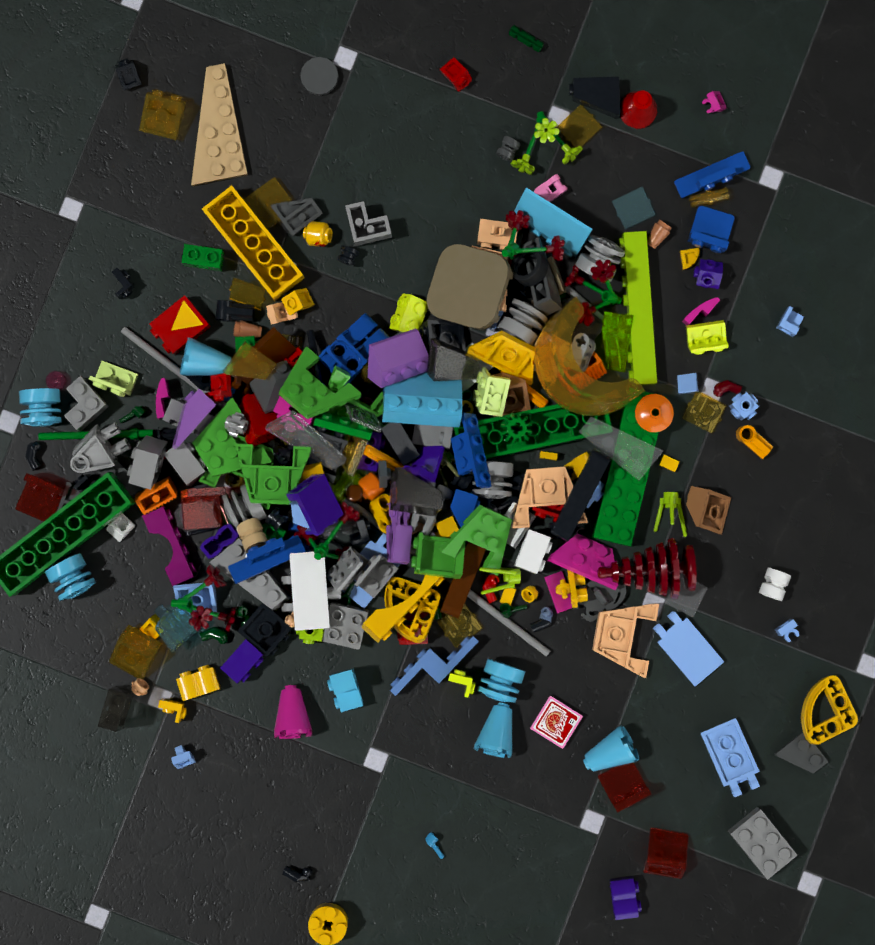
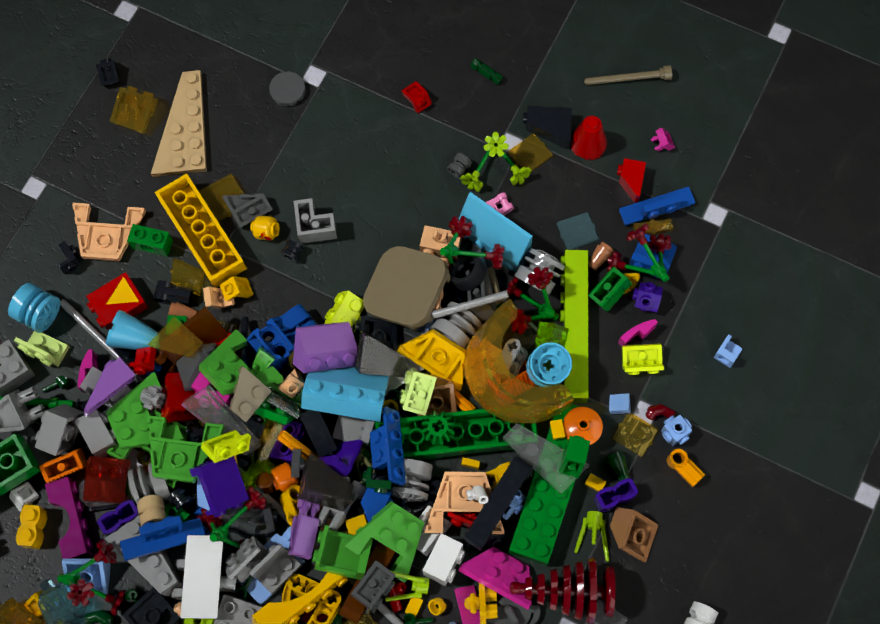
camera: 10 degrees right, 15 degrees down
(96, 339) = (34, 307): none -> medium azure wheel
(135, 551) = (30, 532): none -> yellow brick
(154, 261) = (104, 240): none -> light nougat wing
(317, 468) = (226, 445): none -> neon yellow bracket
(331, 416) = (248, 394): none -> dark tan wing
(369, 395) = (292, 383): none -> light nougat bracket
(467, 491) = (380, 485): none -> dark green bracket
(471, 584) = (373, 585): none -> dark grey bracket
(536, 303) = (470, 304): none -> light grey bar
(560, 488) = (477, 493): none -> white arm
(629, 358) = (557, 358): none -> medium azure wheel
(630, 418) = (557, 429): none -> yellow piece
(649, 447) = (574, 456): none -> green brick
(671, 270) = (610, 289): none -> green brick
(684, 146) = (631, 177): none -> red slope
(690, 444) = (618, 465): none -> dark green cone
(694, 472) = (621, 493): none -> dark purple brick
(710, 26) = (664, 73): none -> dark tan piece
(715, 219) = (654, 245): none -> dark red plant

